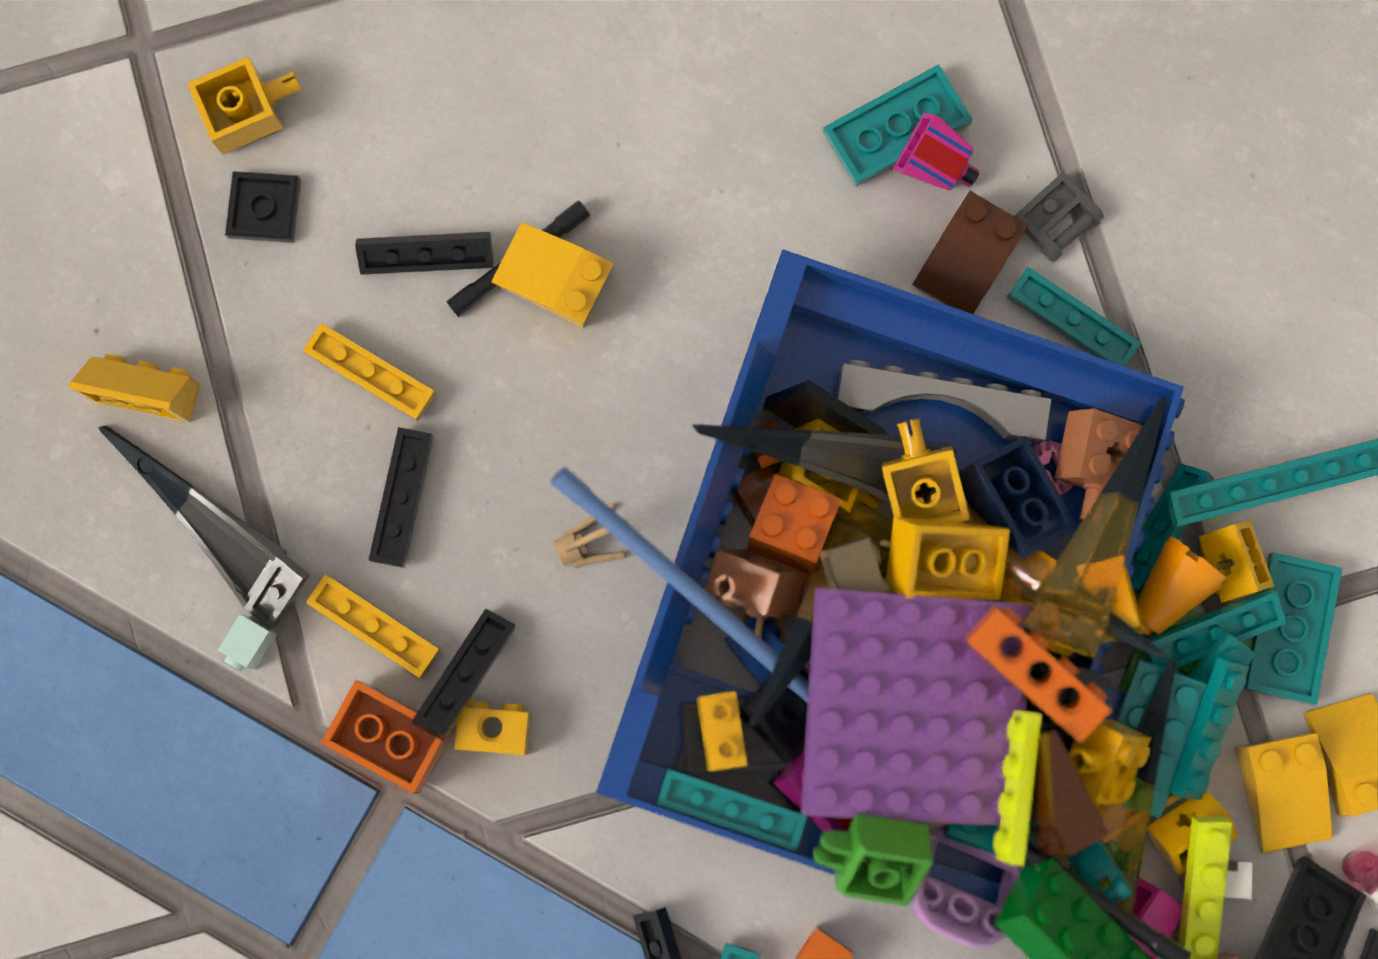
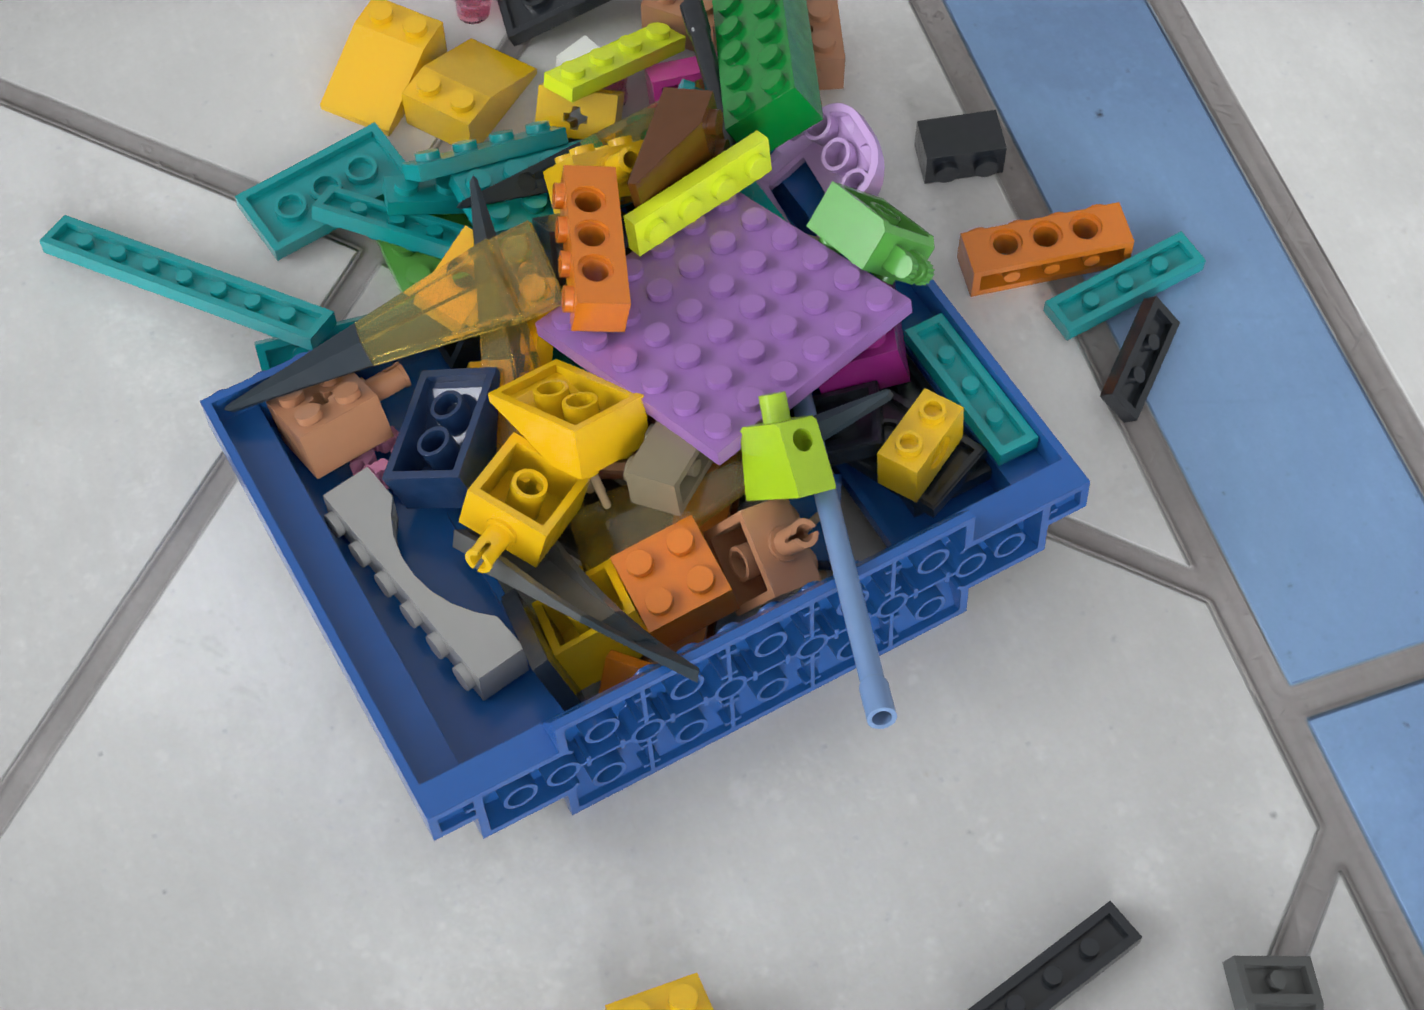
camera: 145 degrees left, 20 degrees down
(246, 643) = (1348, 963): light aqua brick -> none
(373, 626) = (1190, 872): yellow plate -> none
(382, 737) = (1259, 742): orange brick -> none
(463, 675) = (1129, 730): black plate -> none
(515, 729) = (1134, 647): yellow brick -> none
(573, 545) = (909, 773): tan plant -> none
(777, 623) = (783, 454): none -> lime torso
(877, 132) = (165, 912): teal plate -> none
(937, 155) = (169, 834): torso -> none
(970, 254) = (239, 718): reddish brown slope -> none
(1050, 208) = (119, 696): dark grey plate -> none
(1073, 318) = (215, 579): teal plate -> none
(1175, 586) = (380, 271): light orange cone -> none
(1241, 544) = (316, 262): yellow brick -> none

